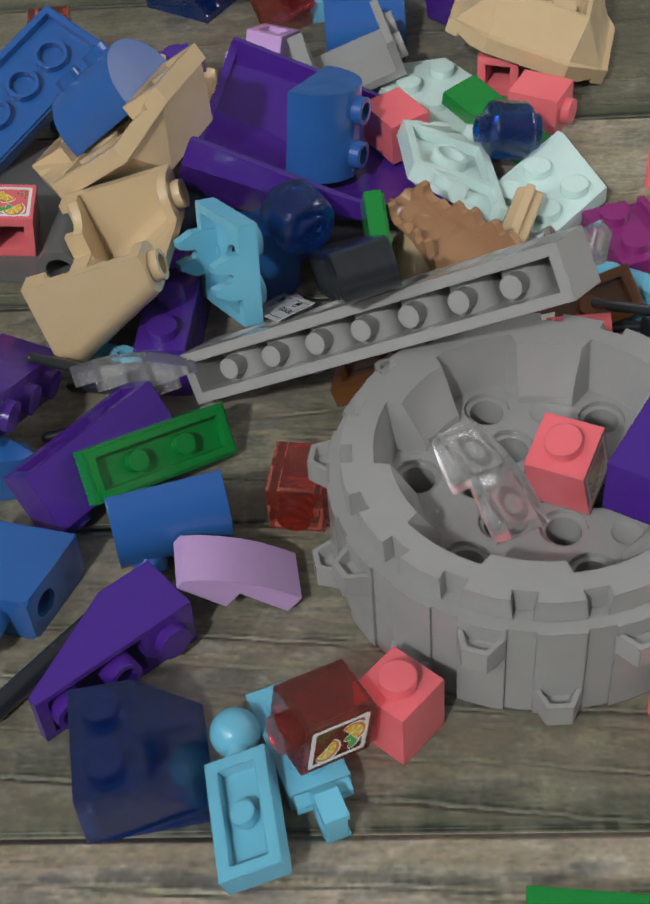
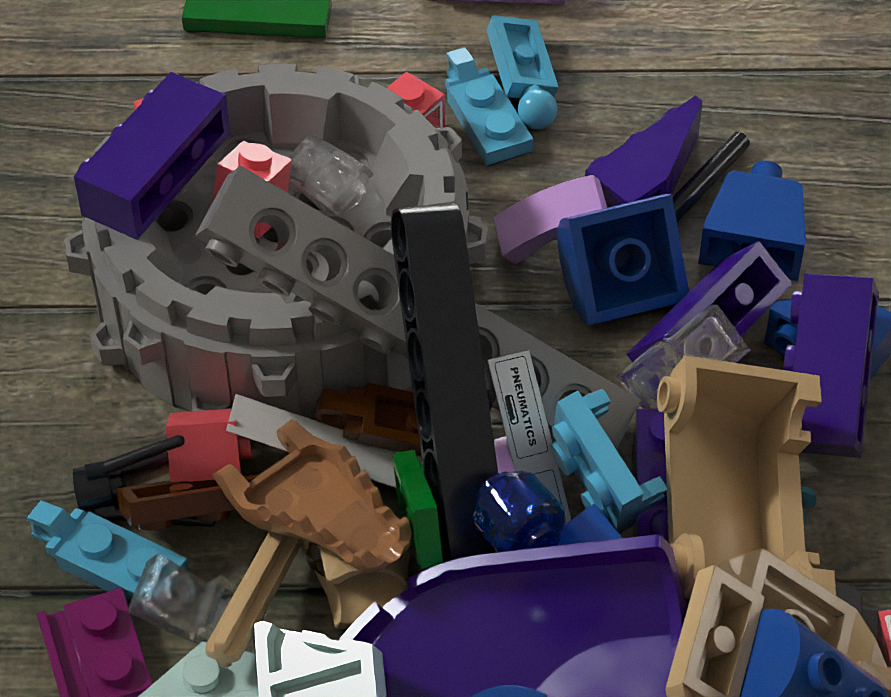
camera: 175 degrees right, 5 degrees up
(136, 760) = (610, 89): clear blue slope -> none
(155, 453) = (648, 315): green tile -> none
(290, 496) = (504, 290): clear red brick -> none
(320, 717) = (469, 77): clear red brick -> none

